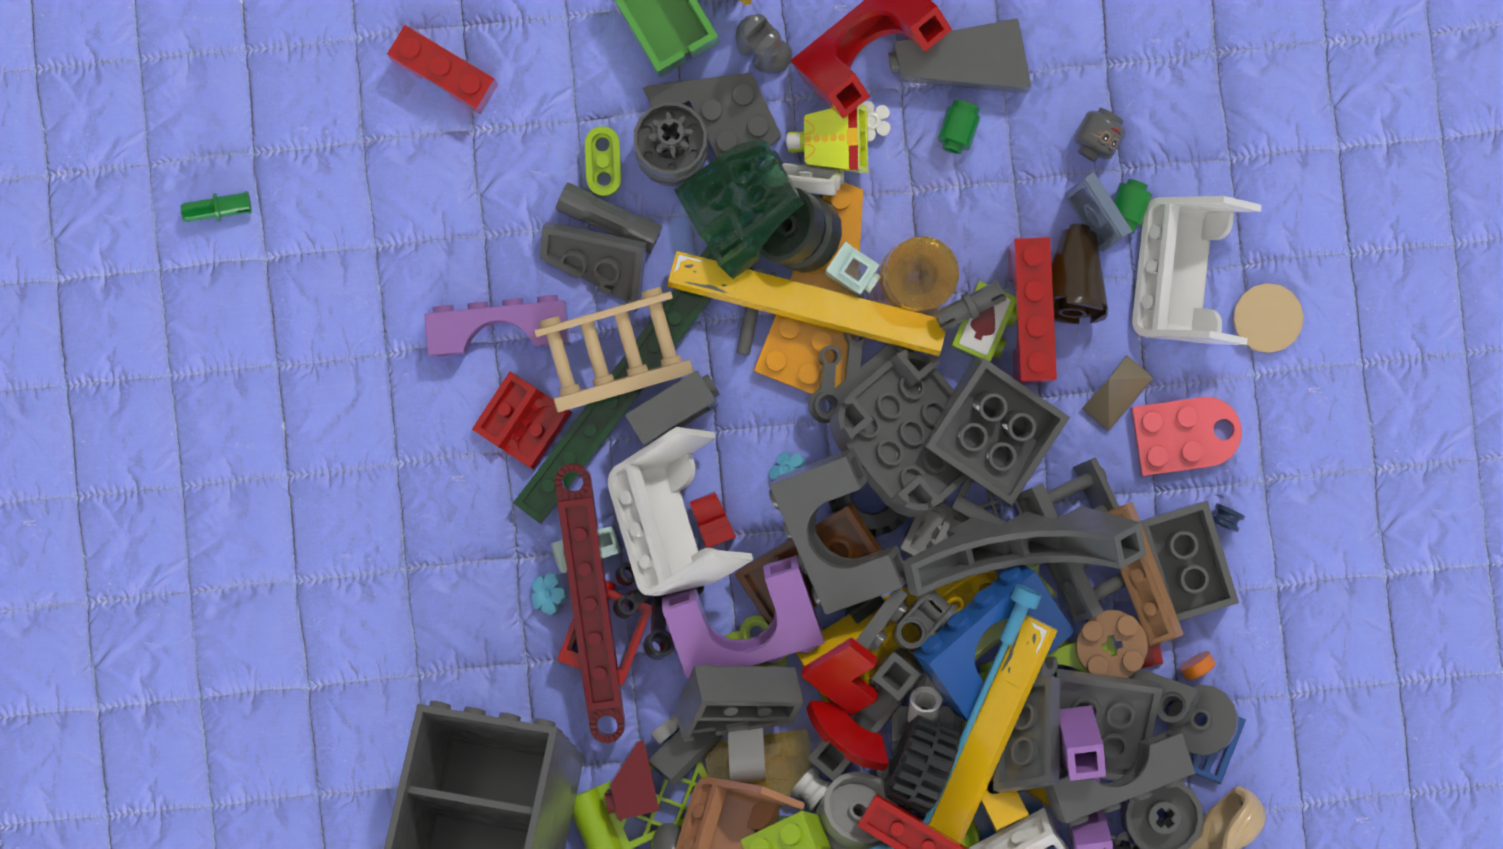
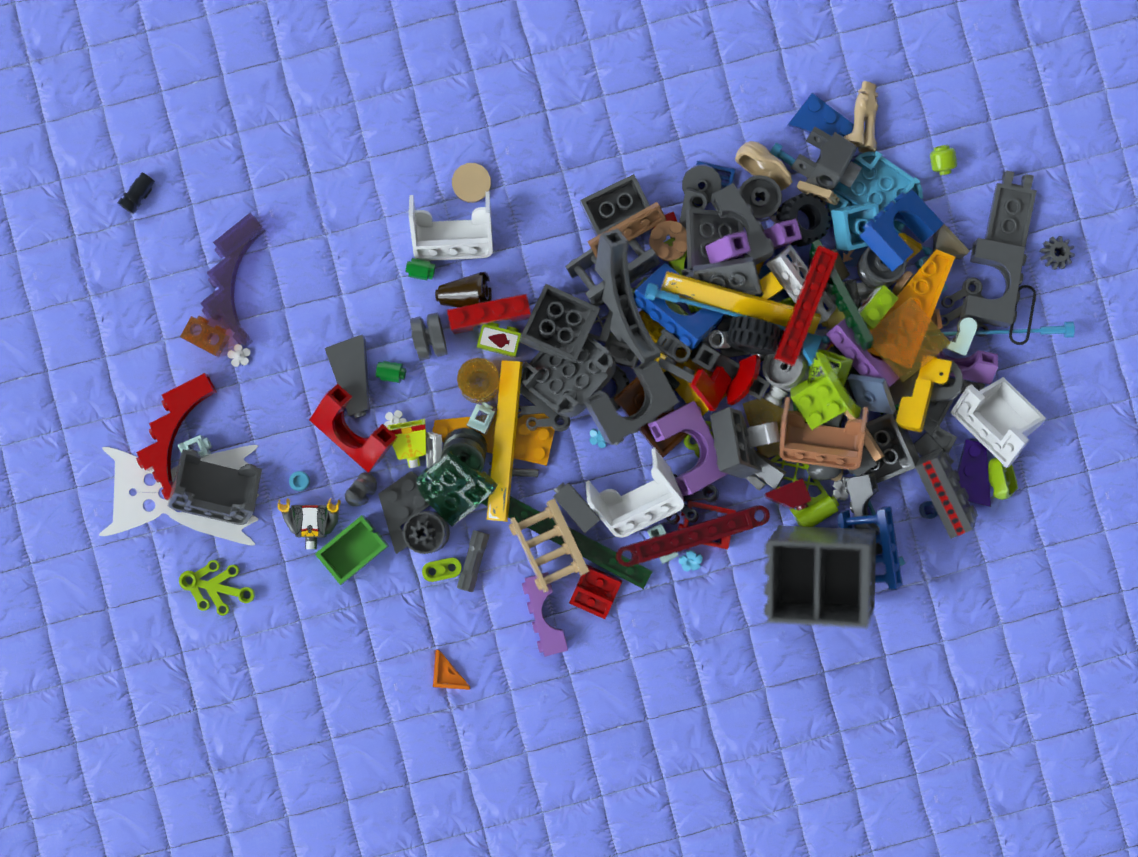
camera: 105 degrees left, 0 degrees up
(216, 207) = (502, 785): green axle -> none
(421, 141) = (446, 675): none -> orange tile
(442, 68) = (403, 669): red arch -> none
(600, 258) = (497, 561): dark grey wing -> none
(712, 520) = (634, 475): red leg -> none
(970, 305) = (491, 349): dark grey pin -> none
(1009, 194) = (429, 336): none -> dark grey wheel
(1098, 211) = (427, 285): sand blue plate -> none
(1099, 134) = (383, 292): dark grey head -> none
(1117, 393) = (526, 260): dark tan slope -> none
(1182, 435) = (544, 220): coral plate -> none
(1197, 666) = (672, 192): orange tile -> none
(1227, 517) = (586, 188): dark blue bush -> none

